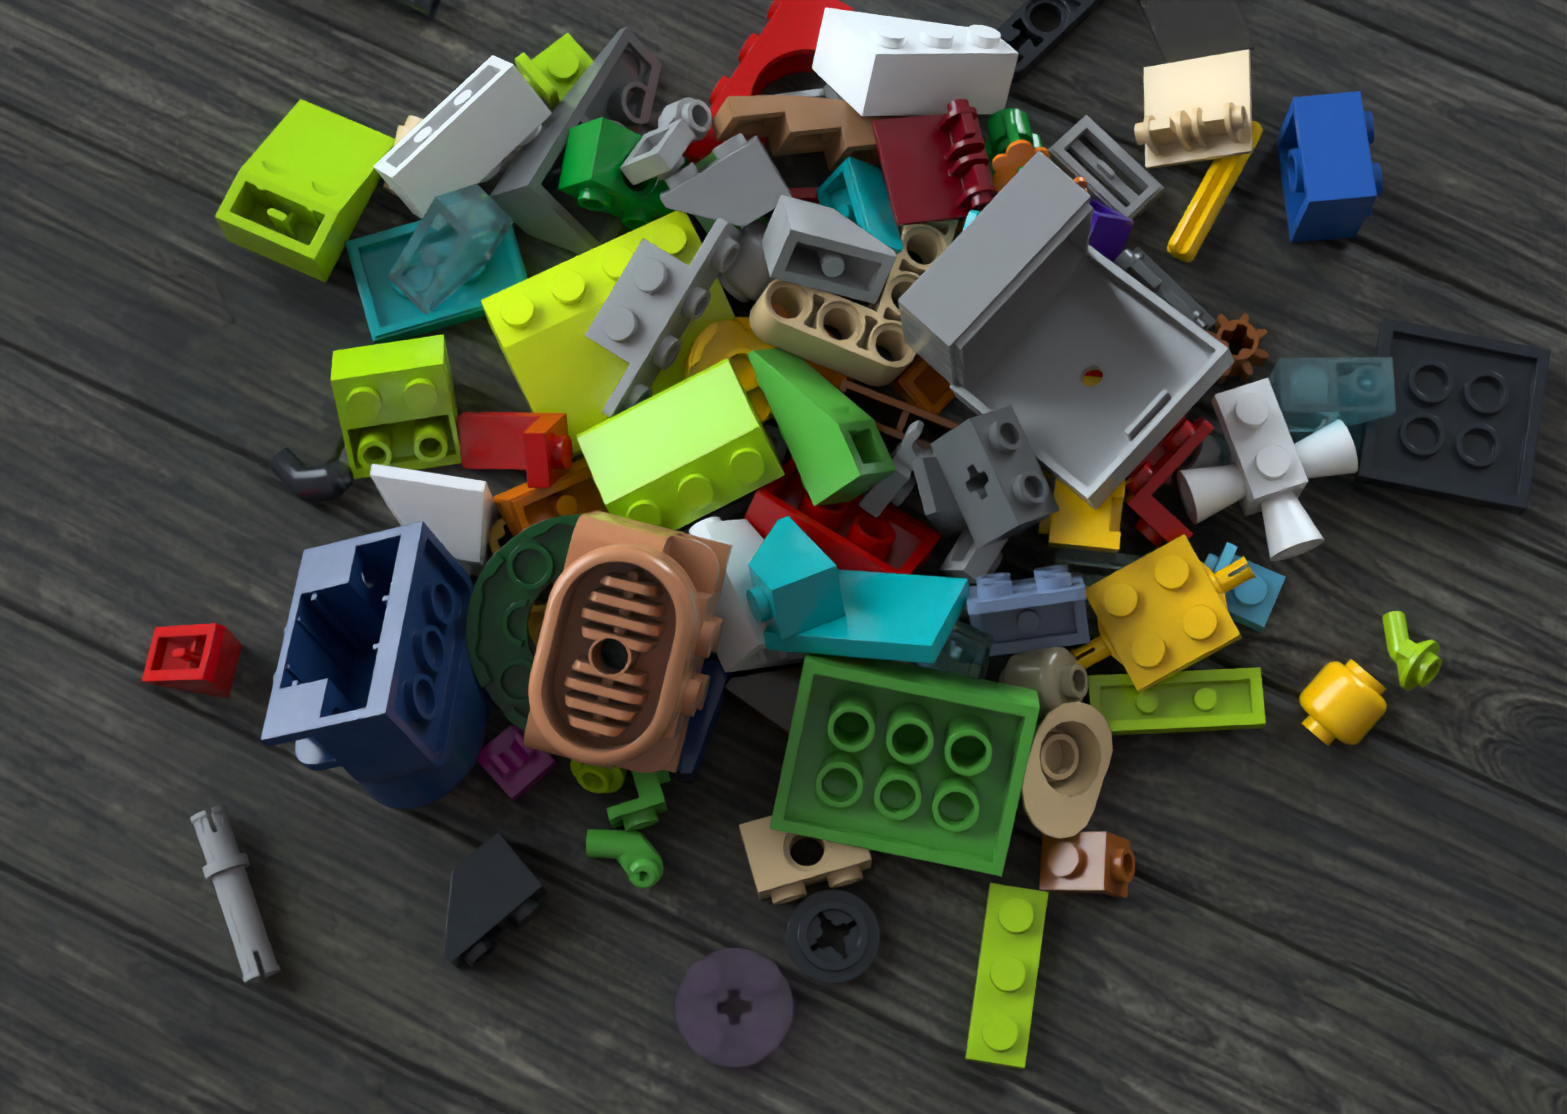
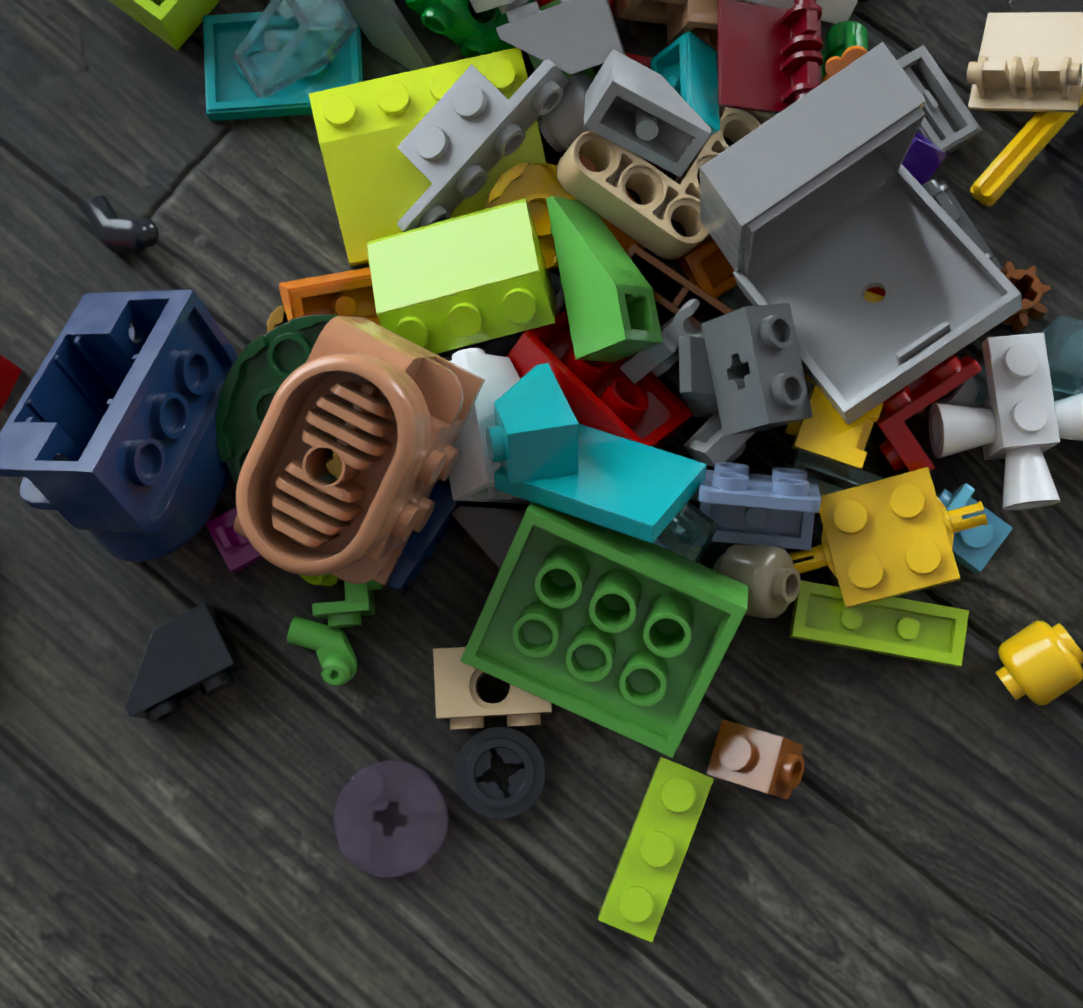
camera: 15 degrees right, 5 degrees up
(396, 405) = (211, 178): lime slope -> none
(451, 506) = (231, 287): white slope -> none
(517, 442) = (314, 235): red bracket -> none
(1066, 769) = (759, 667): tan piece -> none

